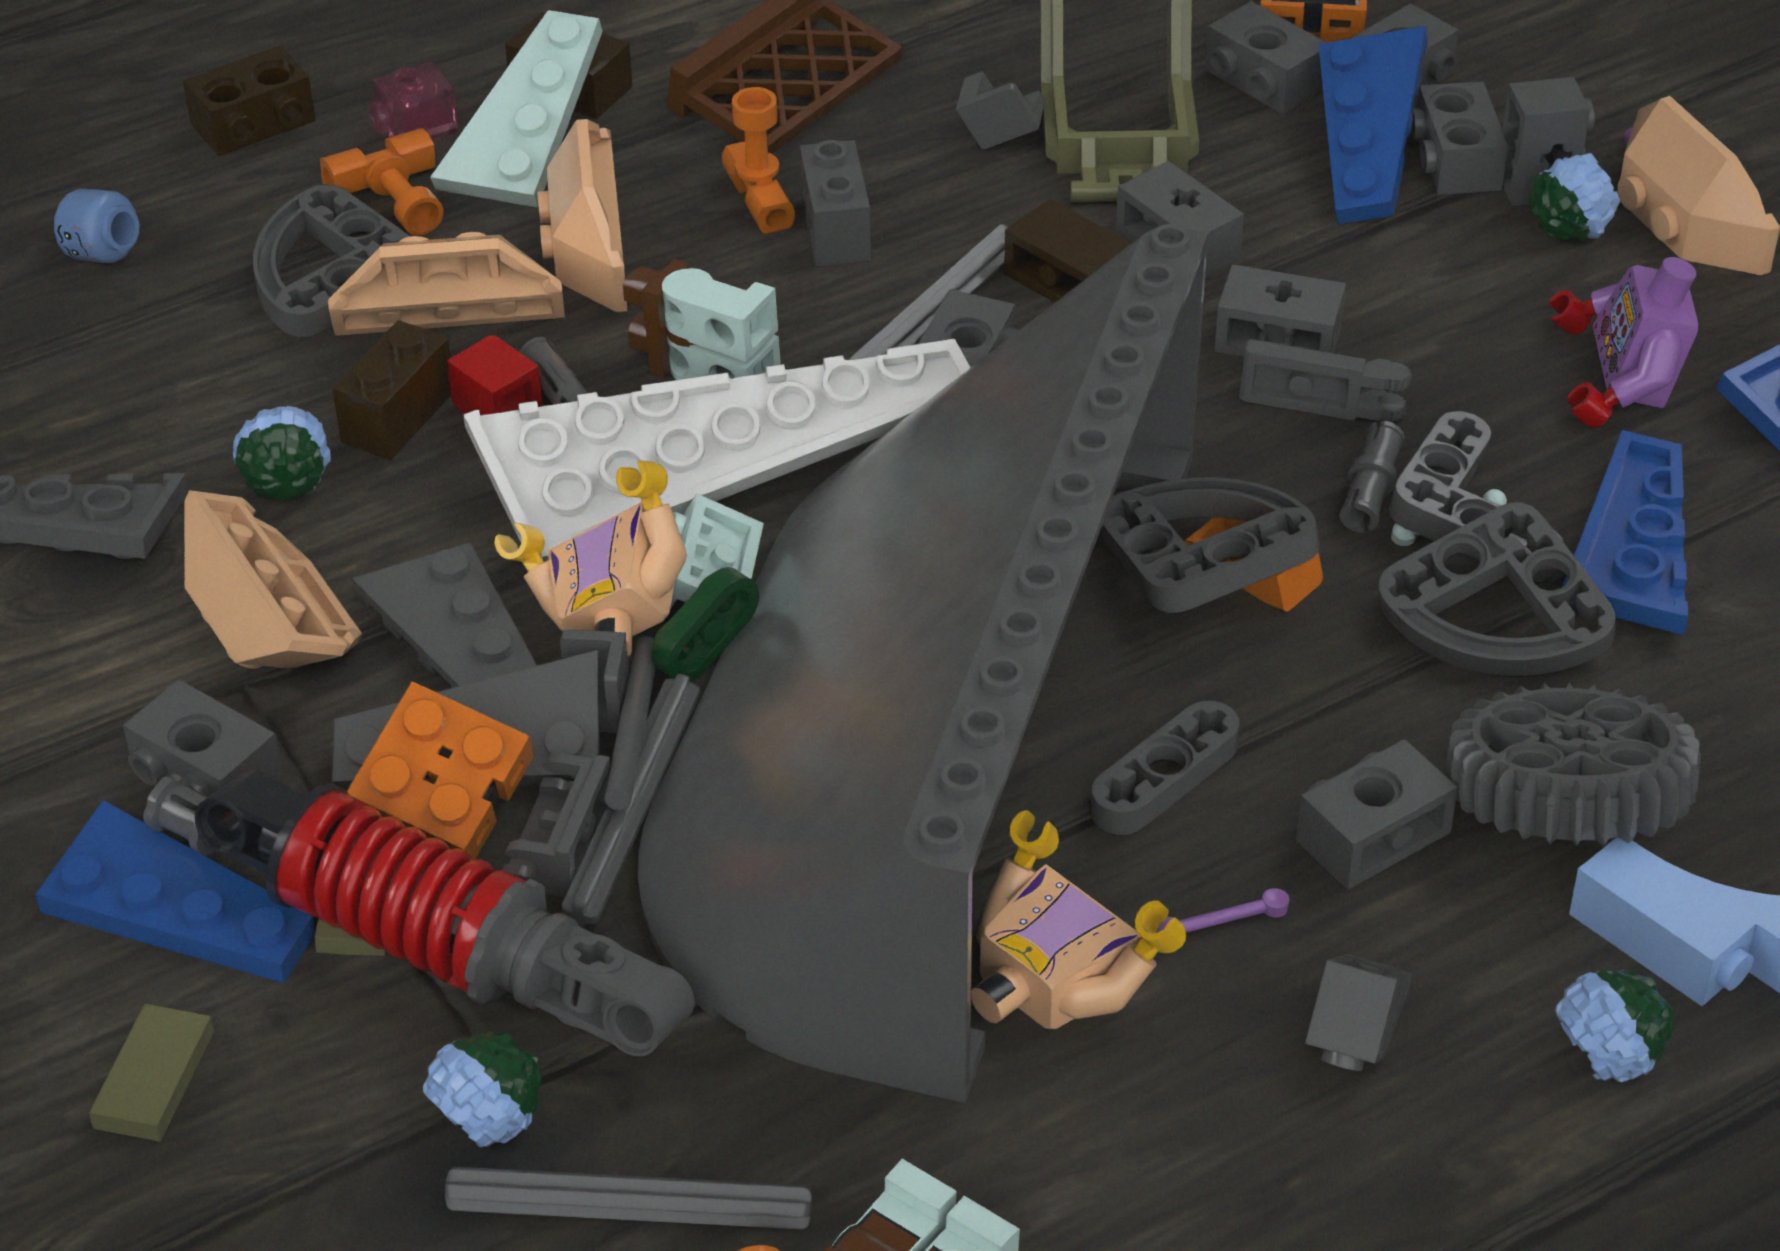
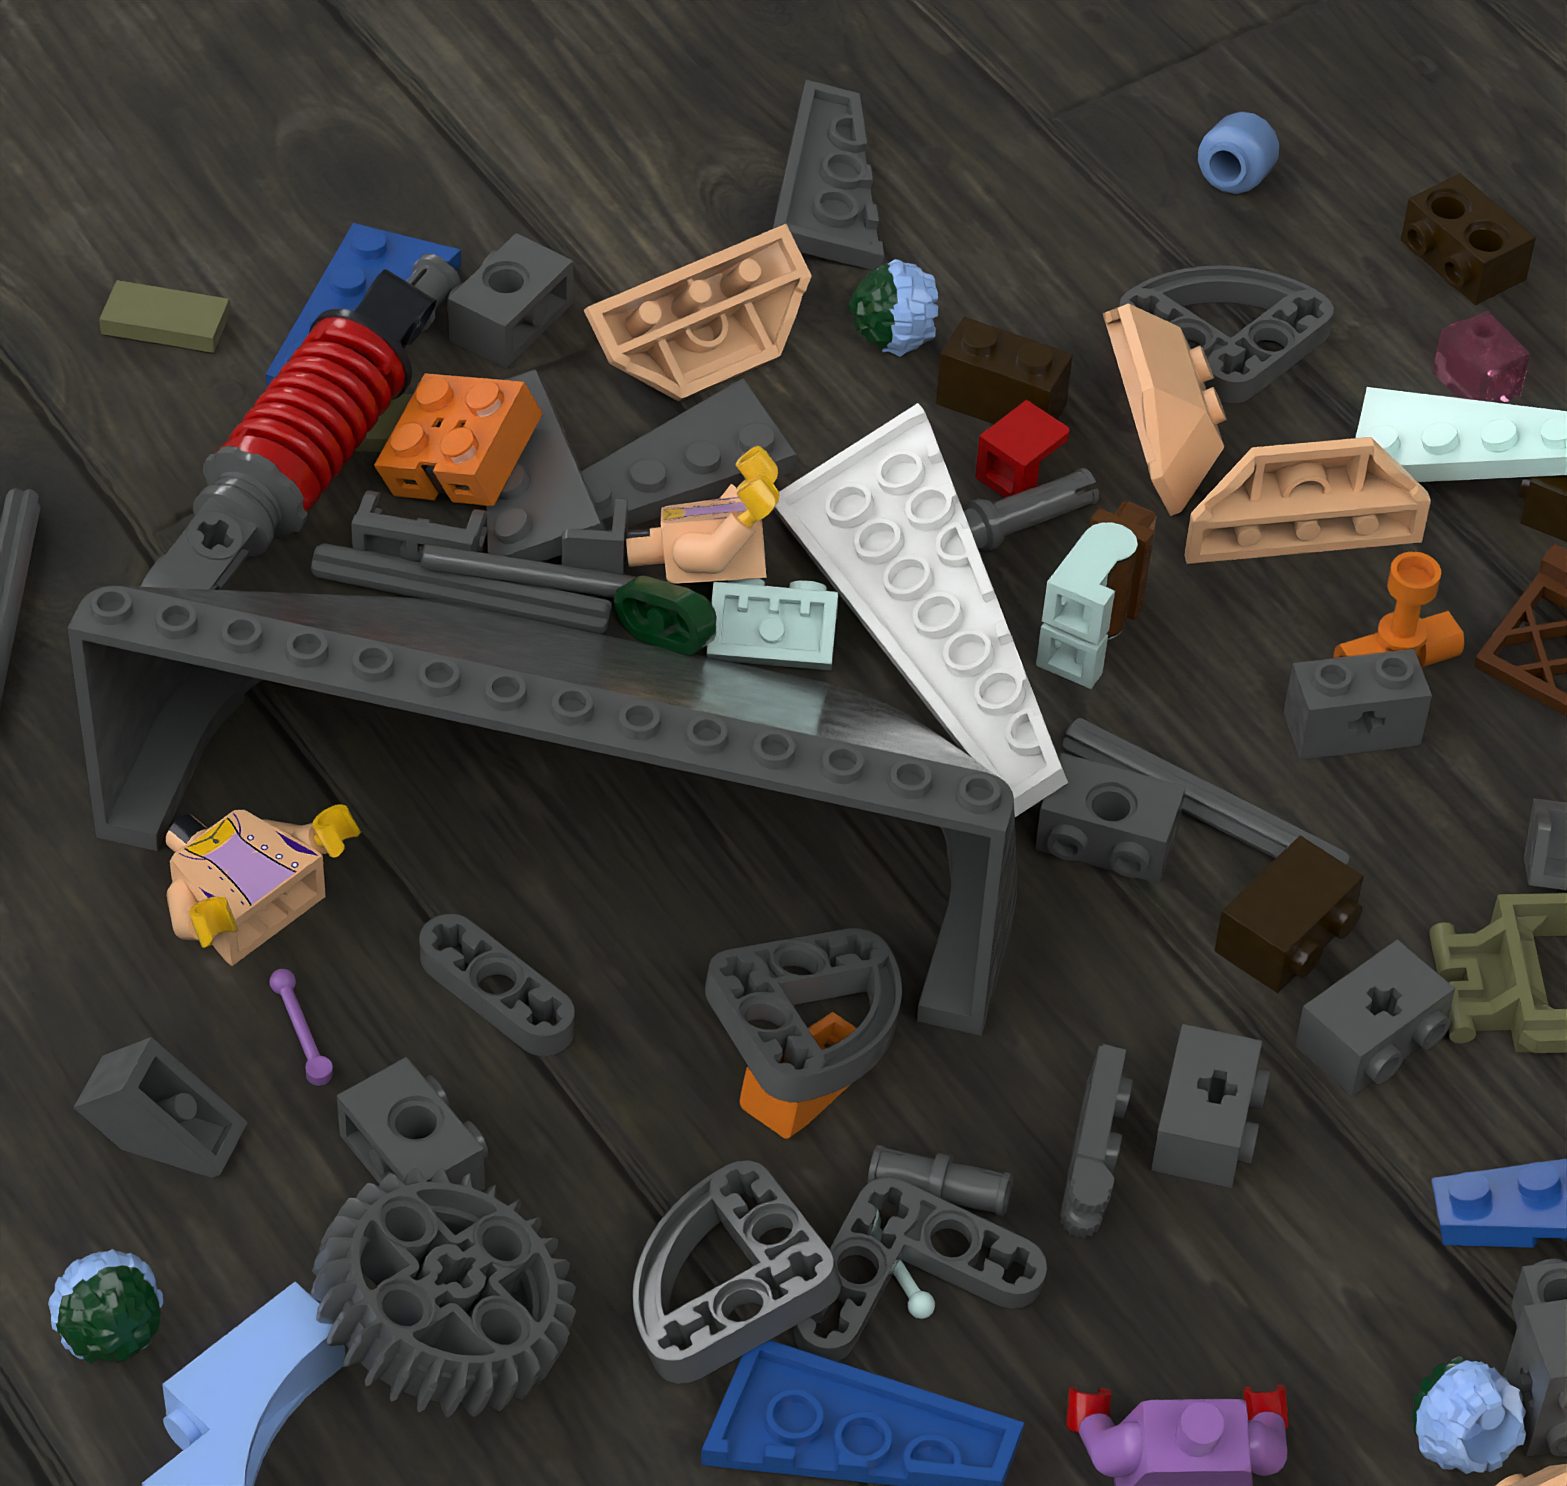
camera: 85 degrees right, 5 degrees up
(388, 174) = (1367, 351): orange bar -> none
(485, 1086) = (104, 497): light blue piece -> none

